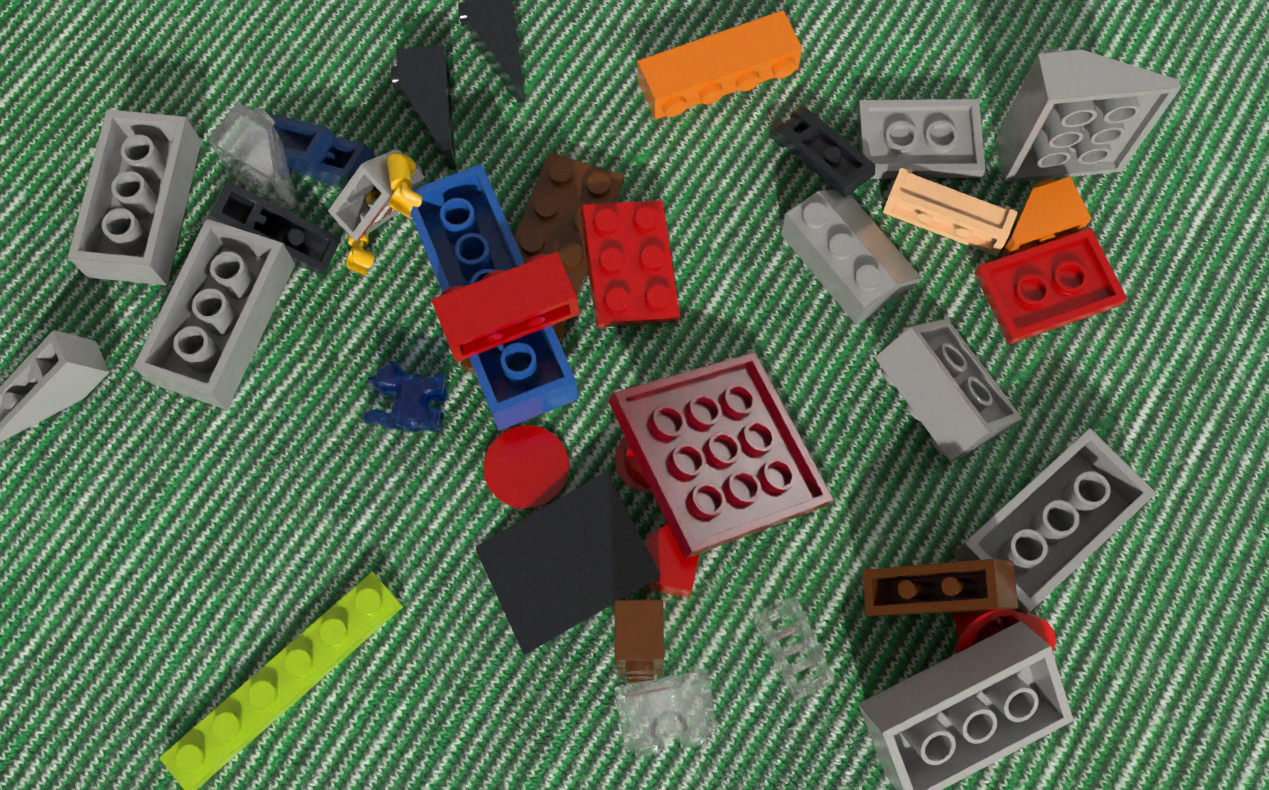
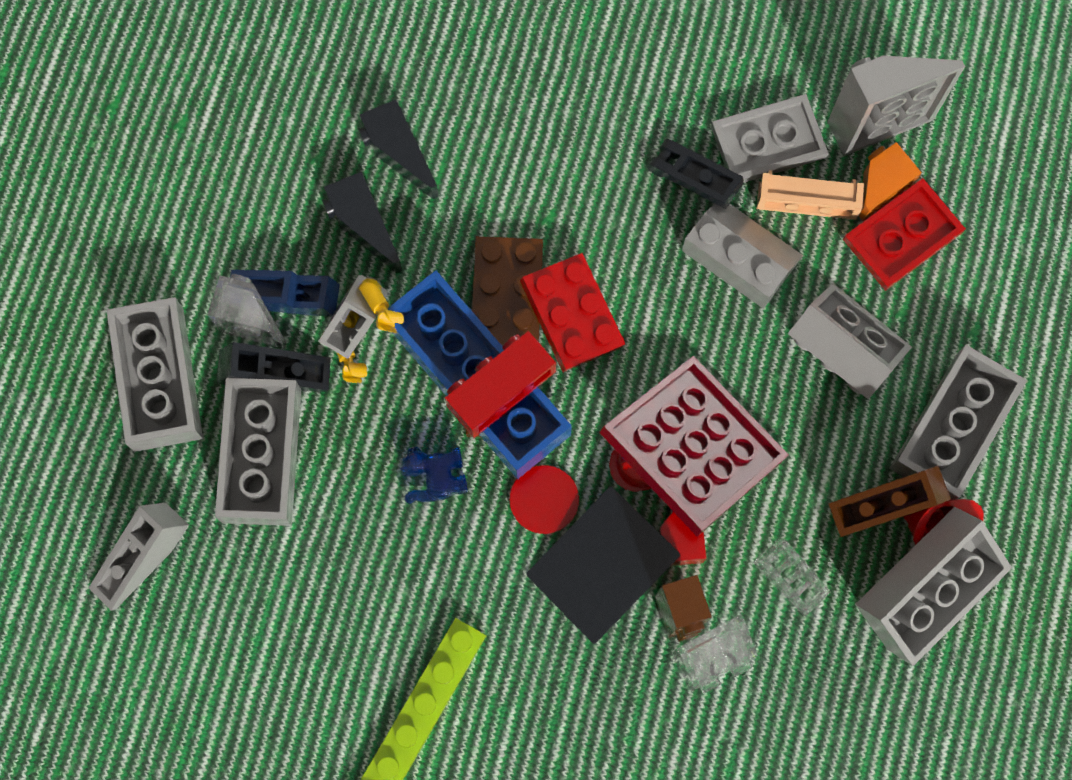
camera: 20 degrees left, 5 degrees up
(719, 65) = (590, 122): orange brick -> none

